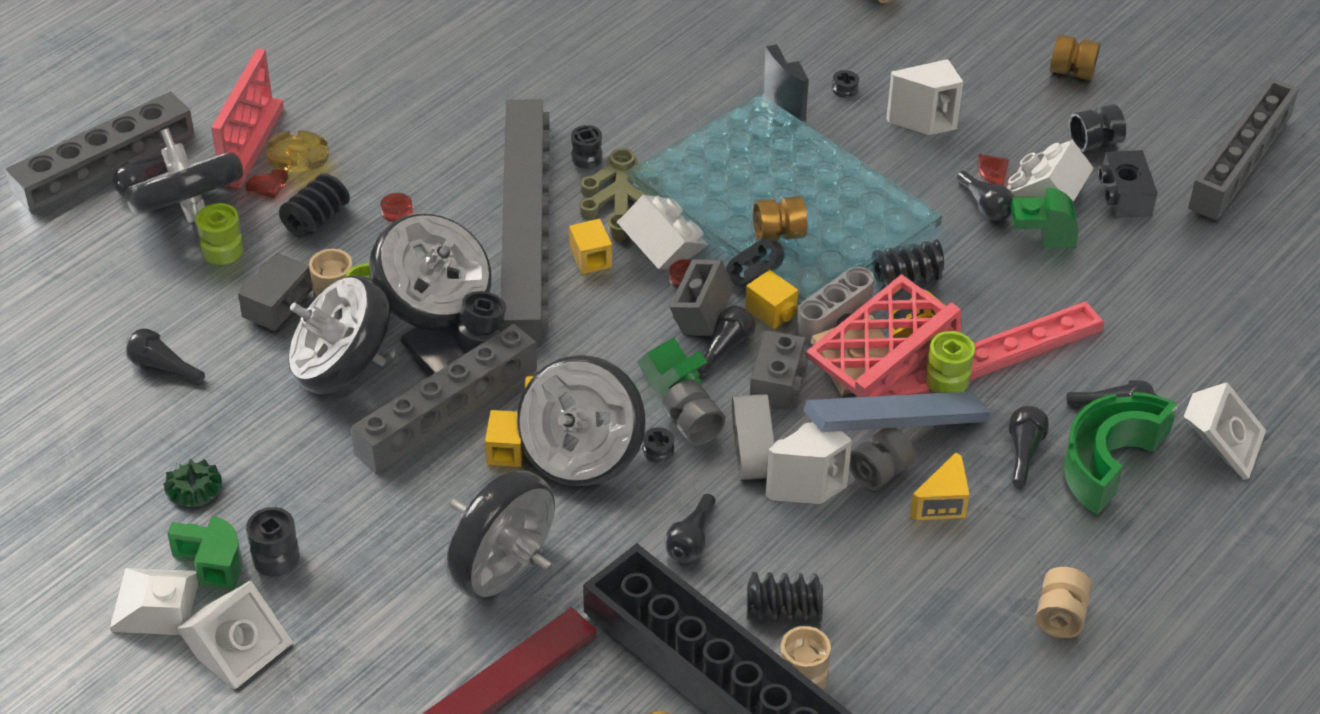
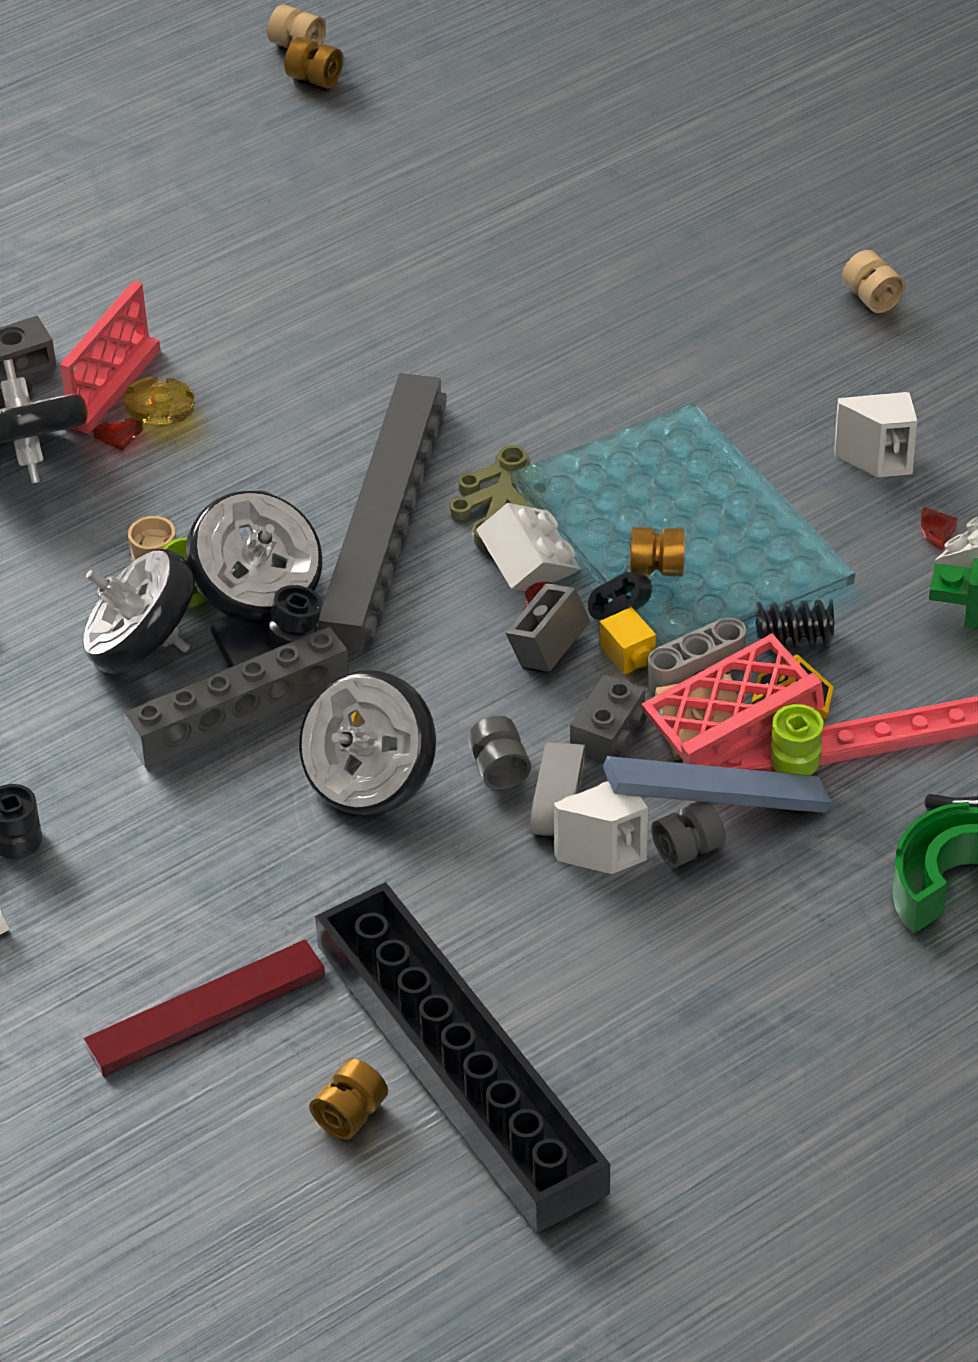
camera: 15 degrees right, 0 degrees up
(219, 233) = (48, 482): lime wheel -> none
(273, 291) = (94, 546): dark grey brick -> none
(313, 205) = (158, 462): black piece -> none
(396, 206) = (249, 477): clear red tile -> none
(500, 534) = (223, 835): wheel -> none
(502, 440) = (282, 751): yellow brick -> none
(586, 147) = (476, 438): black wheel -> none
(590, 246) = (445, 552): yellow brick -> none
(658, 435) = (457, 791): black bush -> none
(669, 366) = (488, 696): green brick -> none
(686, 538) = (448, 887): black piece -> none
(733, 327) = (575, 666): black piece -> none
(784, 596) = (533, 965): black piece -> none
(785, 83) = (720, 395): black slope -> none
(808, 652) = (534, 1030): tan wheel -> none
(844, 90) = (798, 411): black bush -> none
(943, 494) = (744, 882): yellow slope -> none
(993, 200) = (916, 559): black piece -> none
(1028, 428) = (866, 826): black piece -> none
(1063, 602) = (835, 1020): tan wheel -> none

